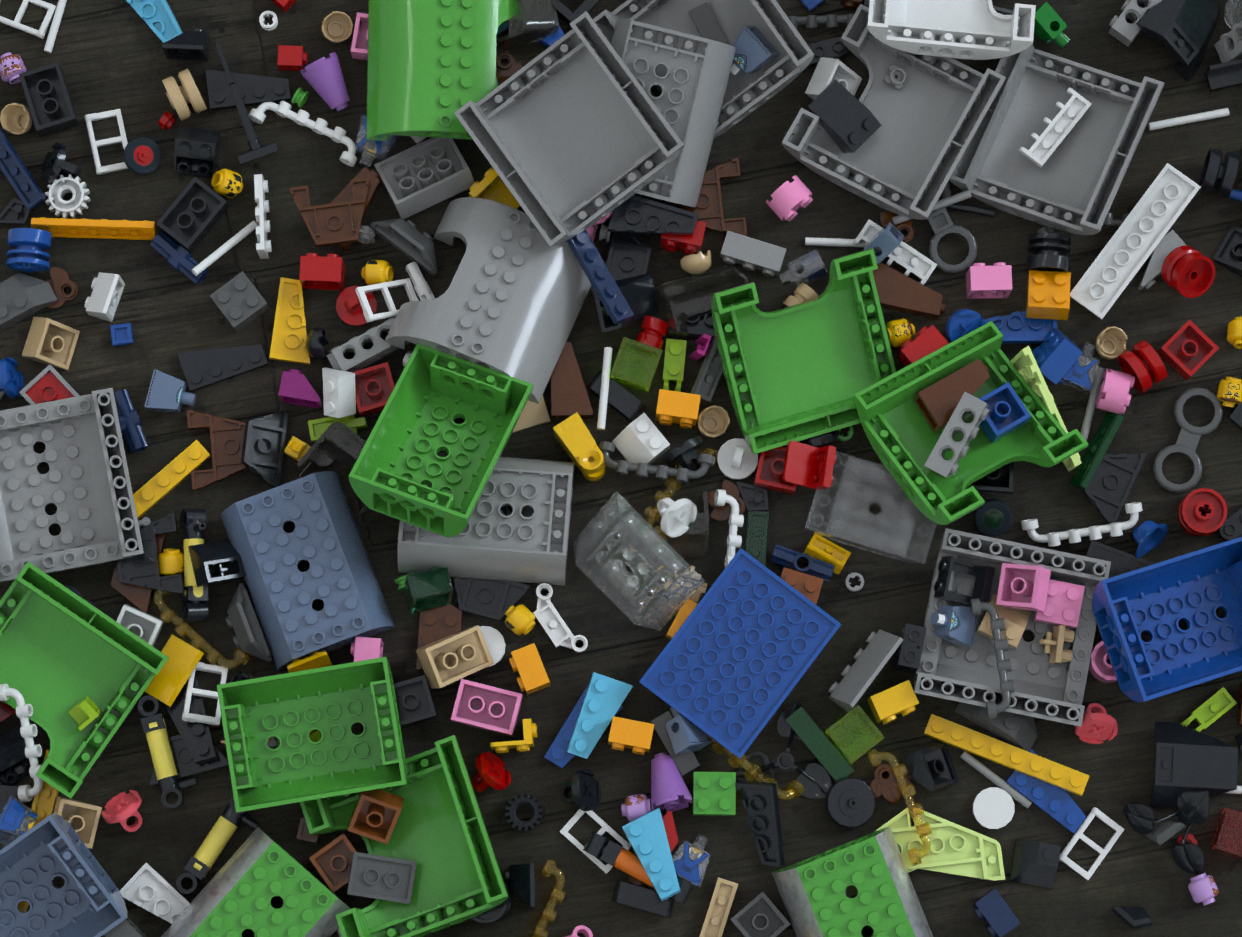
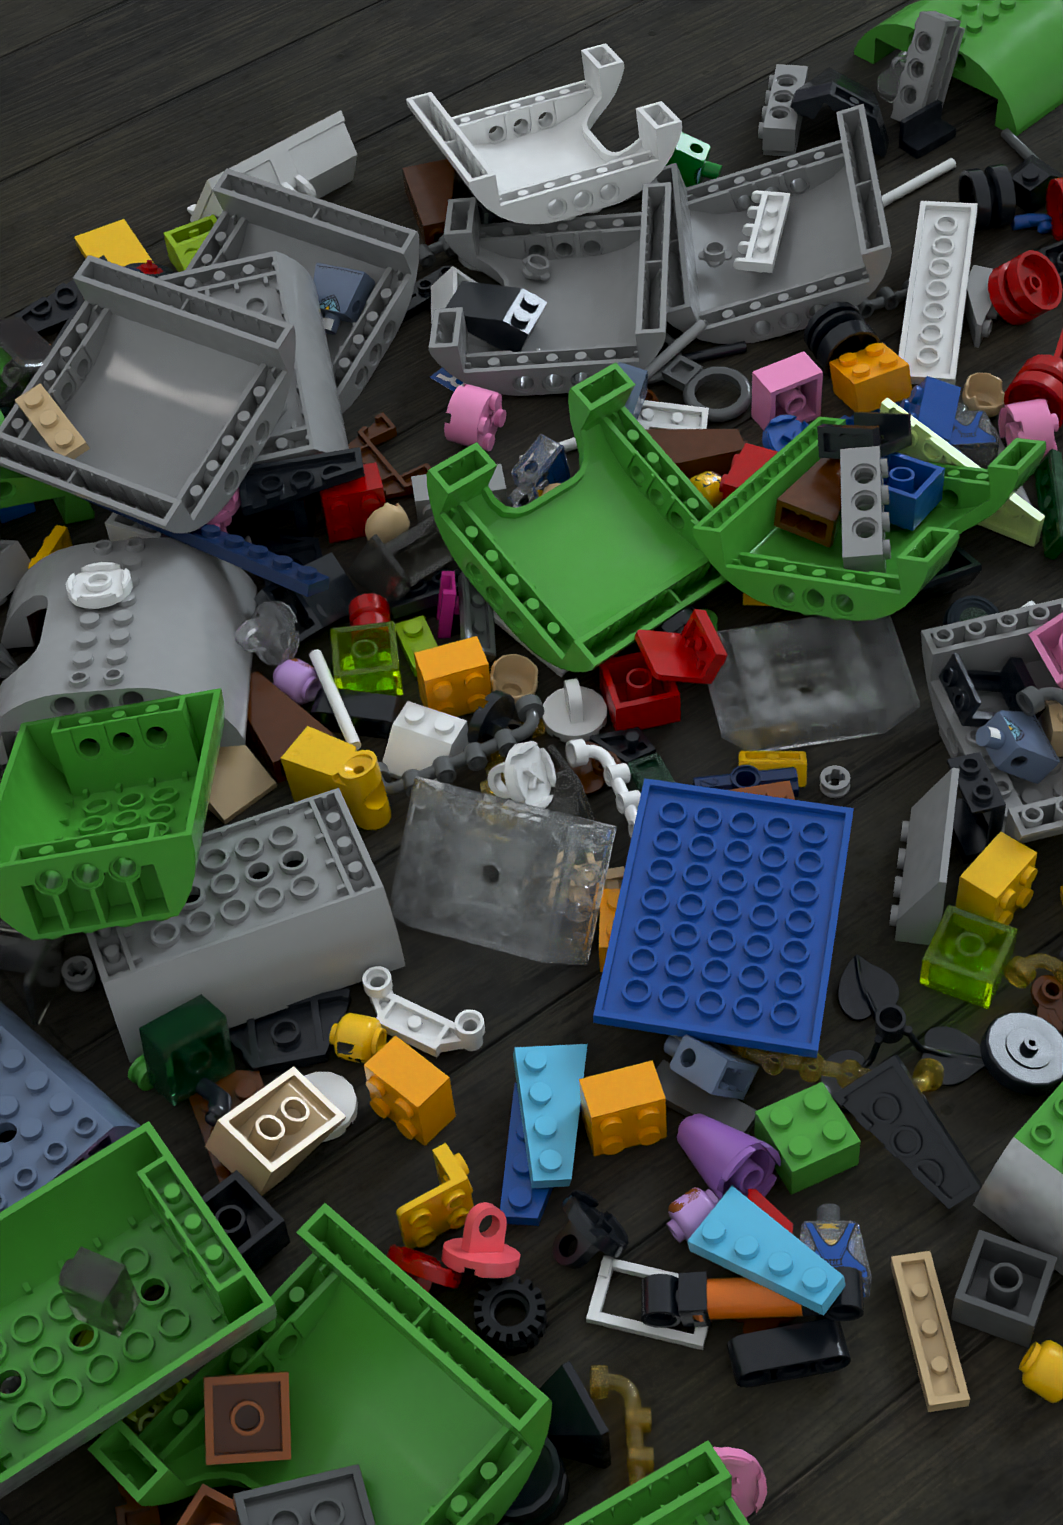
camera: 20 degrees left, 30 degrees down
(326, 746) = (98, 1291): none -> clear smoke brick
(433, 625) = (218, 1100): none -> black arm
(486, 707) = (365, 1175): bright pink brick -> none
(497, 261) = (99, 585): none -> white tile
(517, 115) = (51, 422): none -> tan plate
(524, 776) = (484, 1250): none -> coral tile
(588, 324) = (270, 632): none -> clear tile
(590, 356) = (297, 680): none -> lavender head
(819, 744) = (923, 996): dark green tile -> none
(979, 370) = (866, 432): none -> black panel
(1010, 136) = (714, 253): none -> light grey plate

